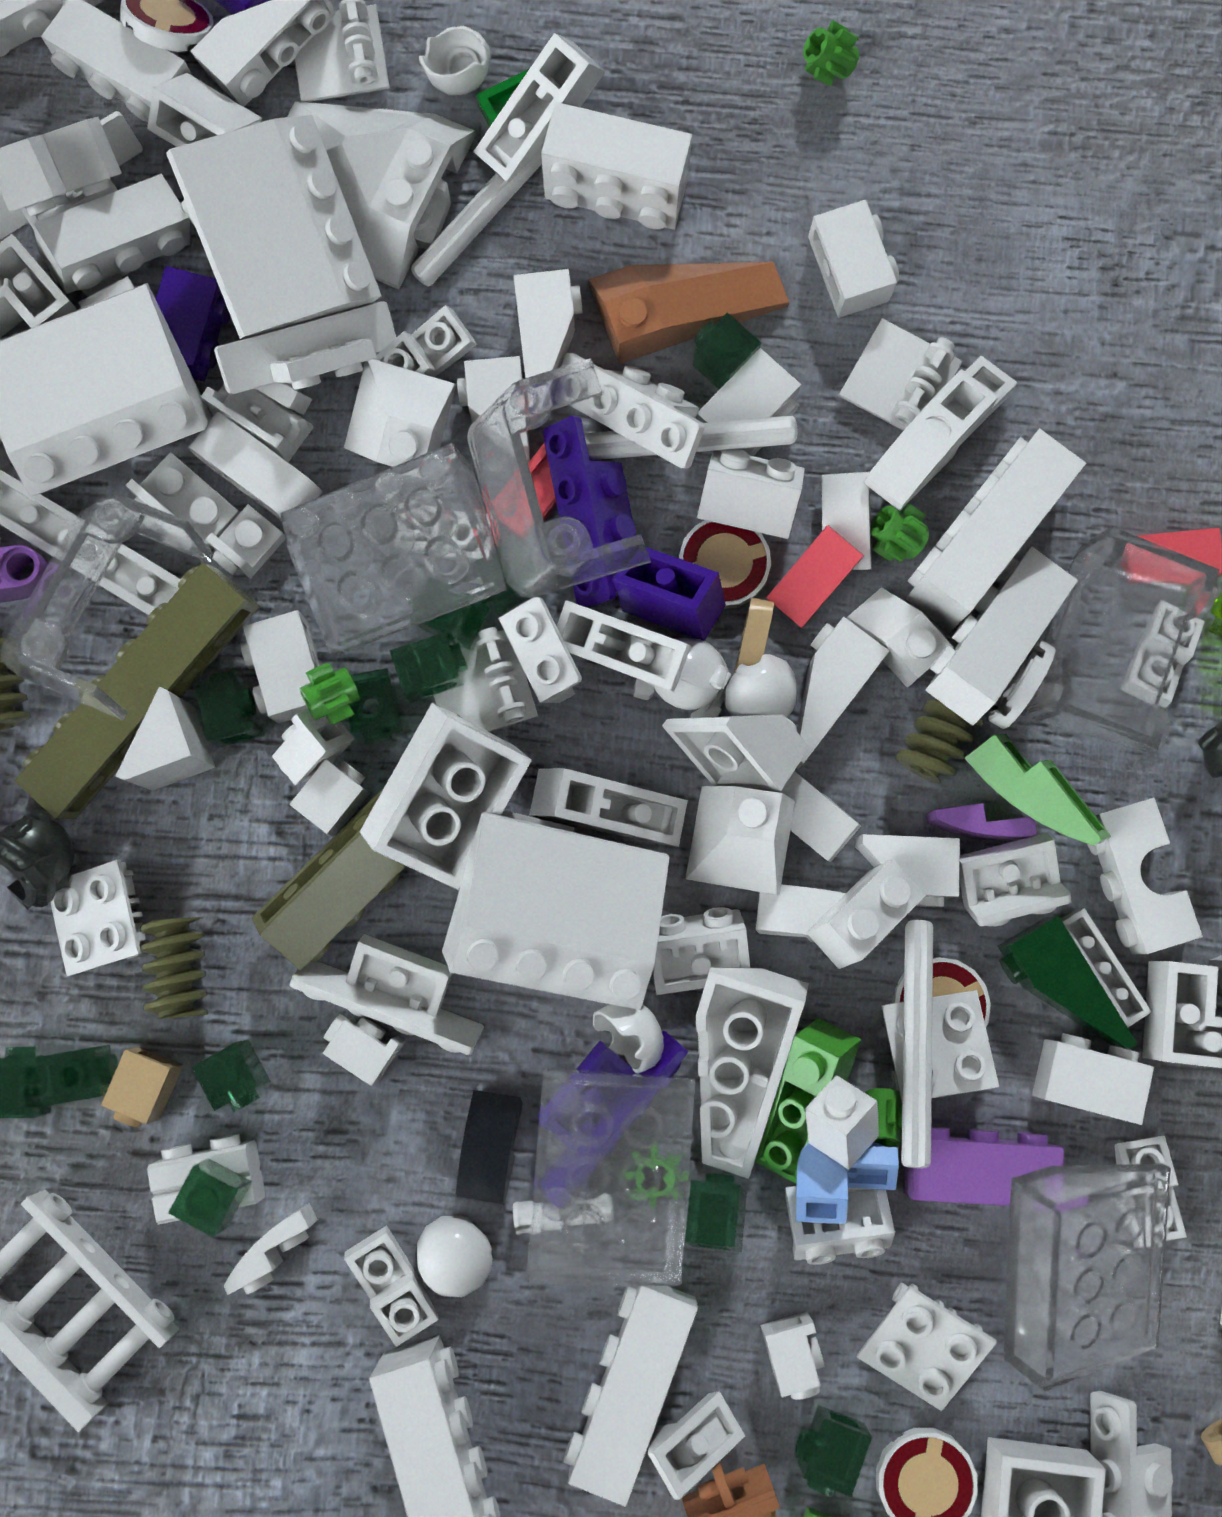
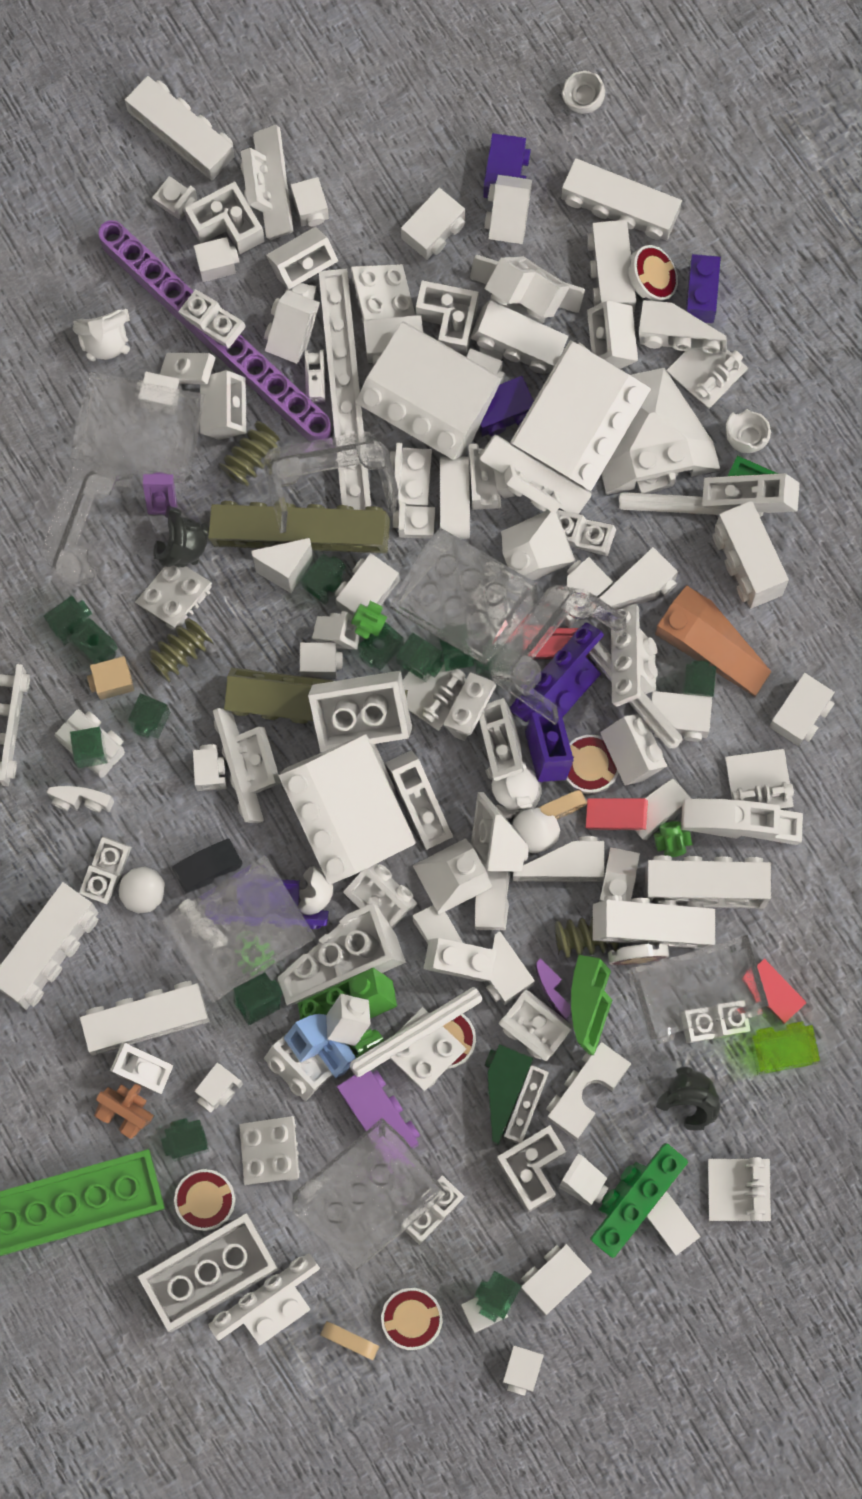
camera: 55 degrees right, 5 degrees down
(1093, 1080) = (465, 1139): white brick -> none

